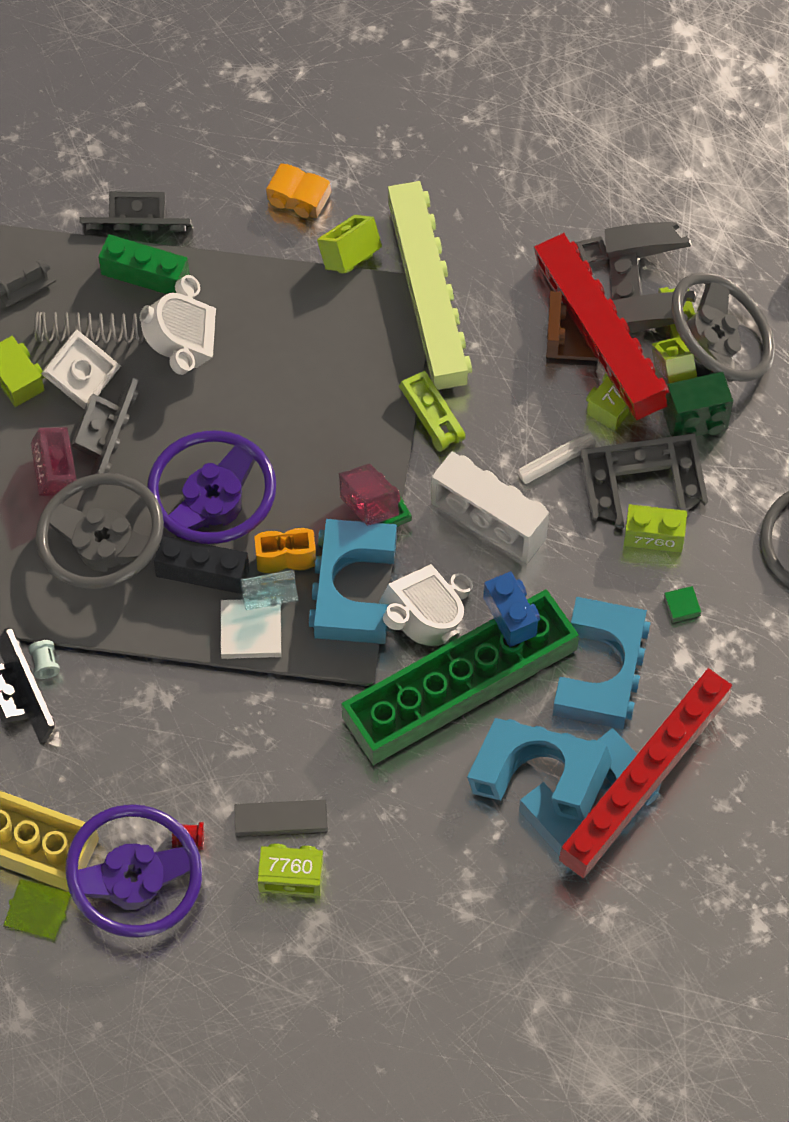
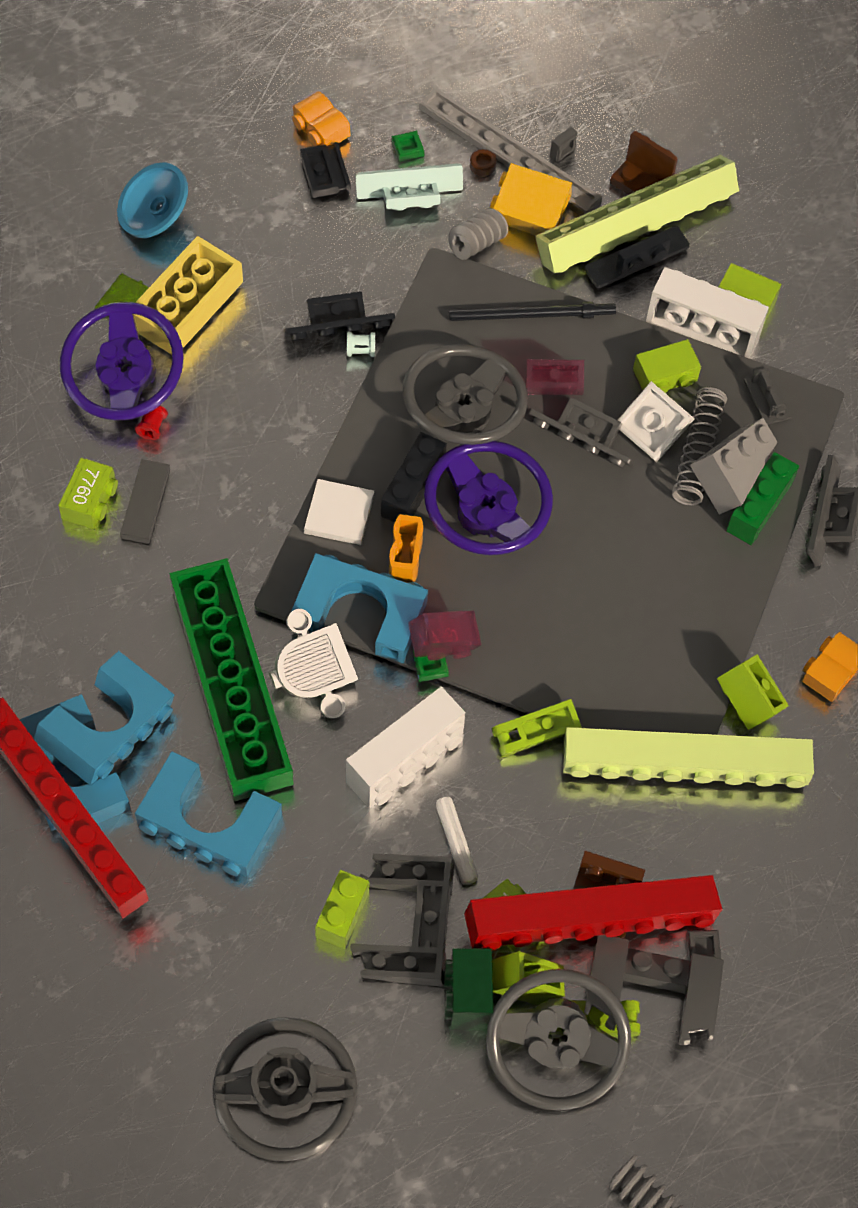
camera: 100 degrees right, 0 degrees up
(115, 286) = (734, 465): none -> light grey wedge
(180, 326) = (677, 507): white piece -> none
(269, 590) = (366, 525): clear light blue hips -> none
(511, 609) = (271, 721): blue brick -> none
(682, 604) = (253, 917): green tile -> none

